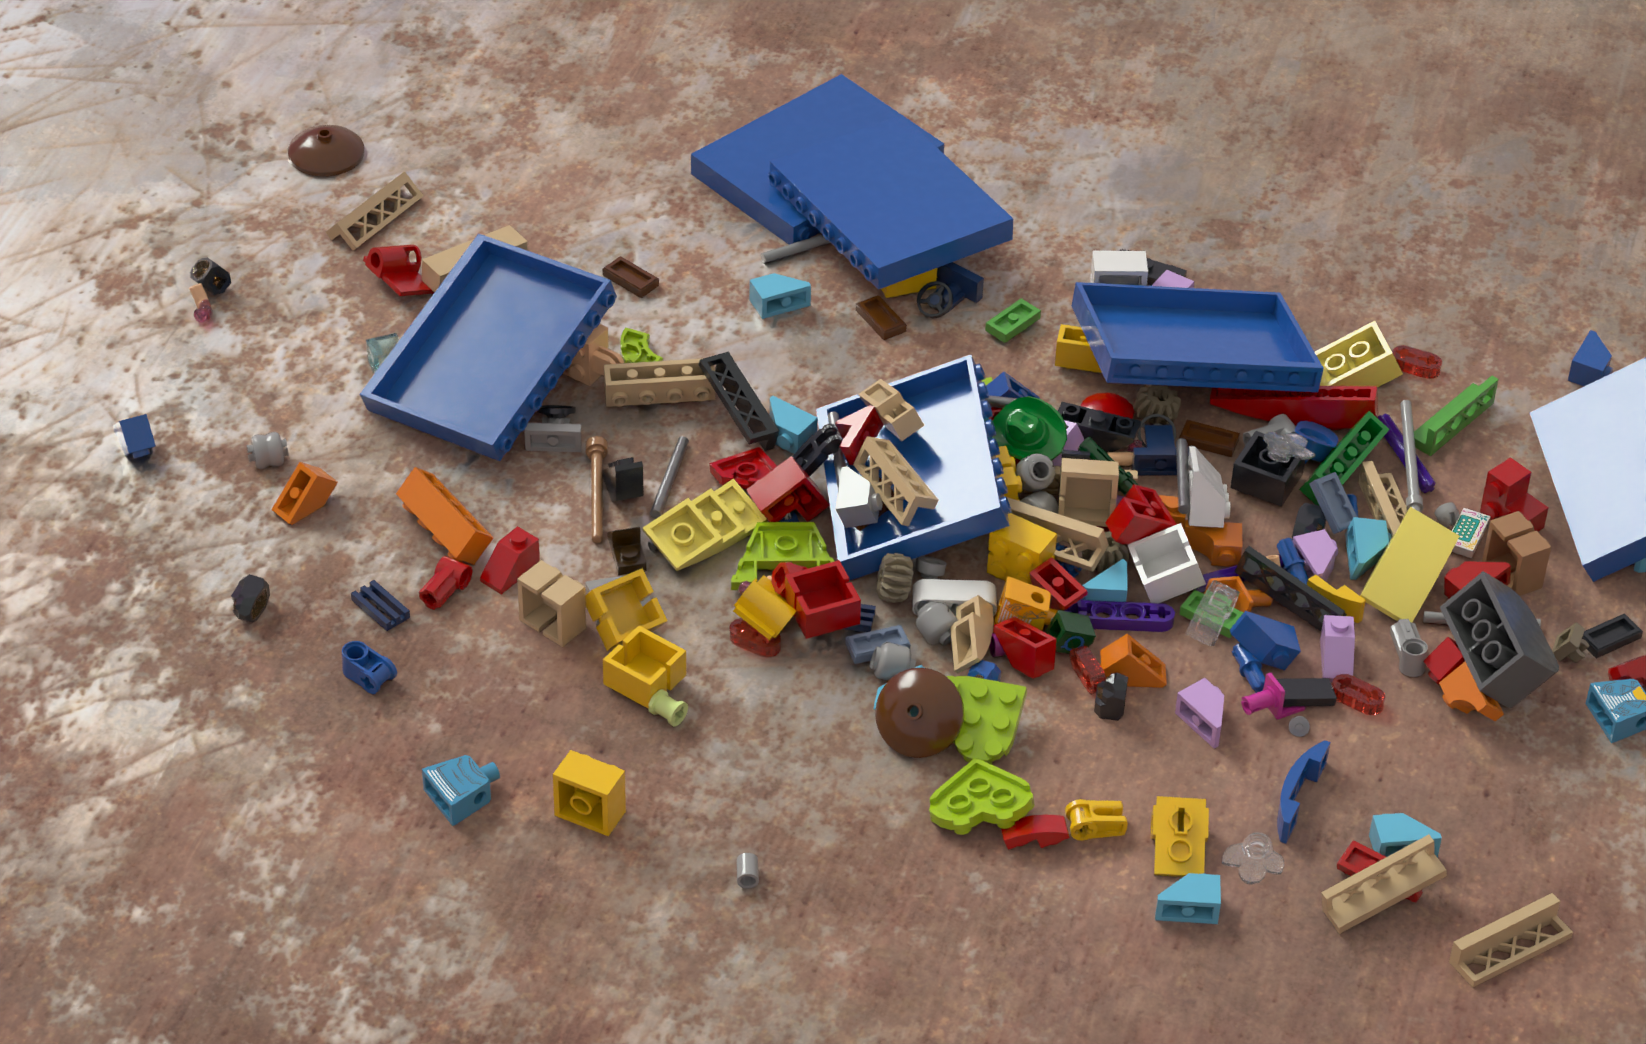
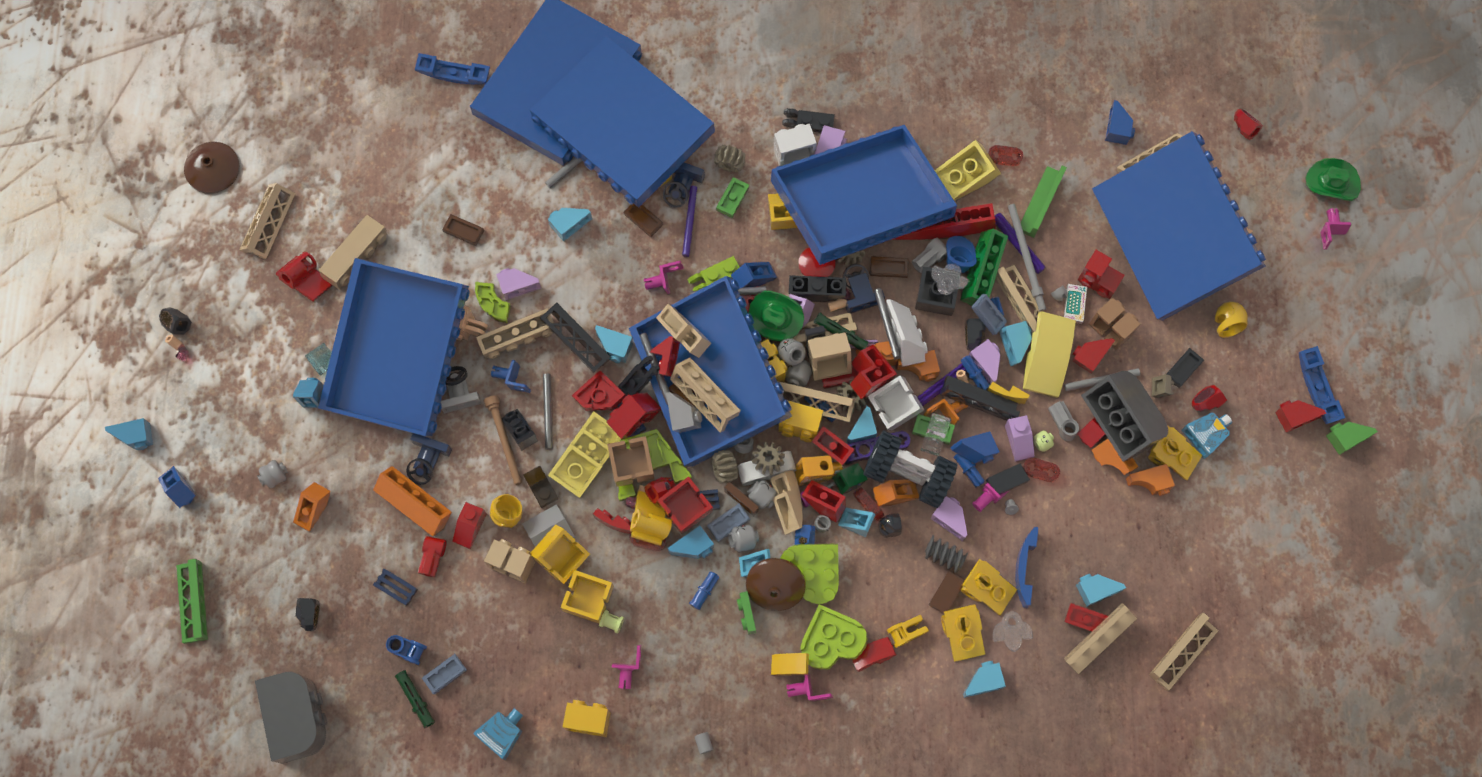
camera: 15 degrees left, 30 degrees up
(100, 370) = (133, 433): none -> dark azure slope
(104, 558) = (197, 601): none -> bright green fence
(179, 691) = (291, 716): none -> dark grey brick
(351, 380) = (308, 392): none -> dark azure slope
(357, 733) = (426, 719): none -> dark green pin
(408, 708) = (444, 674): none -> sand blue plate
(492, 477) = (427, 457): none -> dark blue piece
(571, 554) = (506, 511): none -> yellow helmet
(633, 427) = (510, 376): none -> blue bracket
(669, 760) = (626, 670): none -> dark pink bracket
(682, 339) = (516, 283): none -> lavender slope
(683, 128) = (452, 72): none -> blue slope
(715, 607) = (619, 524): none -> red slope
(762, 543) = (631, 462): none -> medium nougat piece
(813, 708) = (704, 590): none -> blue axle
(815, 653) = (693, 545): none -> dark azure slope
(866, 734) = (748, 621): none -> bright green plate
(887, 372) = (662, 280): none -> dark pink bracket
(899, 613) = (741, 498): none -> reddish brown tile
(906, 806) = (790, 664): none -> yellow slope
(923, 845) = (805, 688): none -> dark pink bracket
(944, 333) = (689, 221): none -> dark purple bar
(960, 574) = (775, 460): none -> dark tan gear
(1013, 674) = (823, 521): none -> light grey hinge
(1023, 276) = (729, 158): none -> dark tan gear
(1068, 685) = (857, 521): none -> medium azure slope
(1176, 785) = (947, 592): none -> reddish brown tile
(1183, 747) = (945, 554): none -> dark grey piece
(1185, 645) = (935, 477): none -> black plate
(1234, 793) = (988, 586): none -> yellow piece
(1371, 661) = (1043, 441): none -> yellowish green piece
(1522, 737) = (1156, 480): none -> orange arch
(1566, 713) = (1175, 453): none -> yellow piece

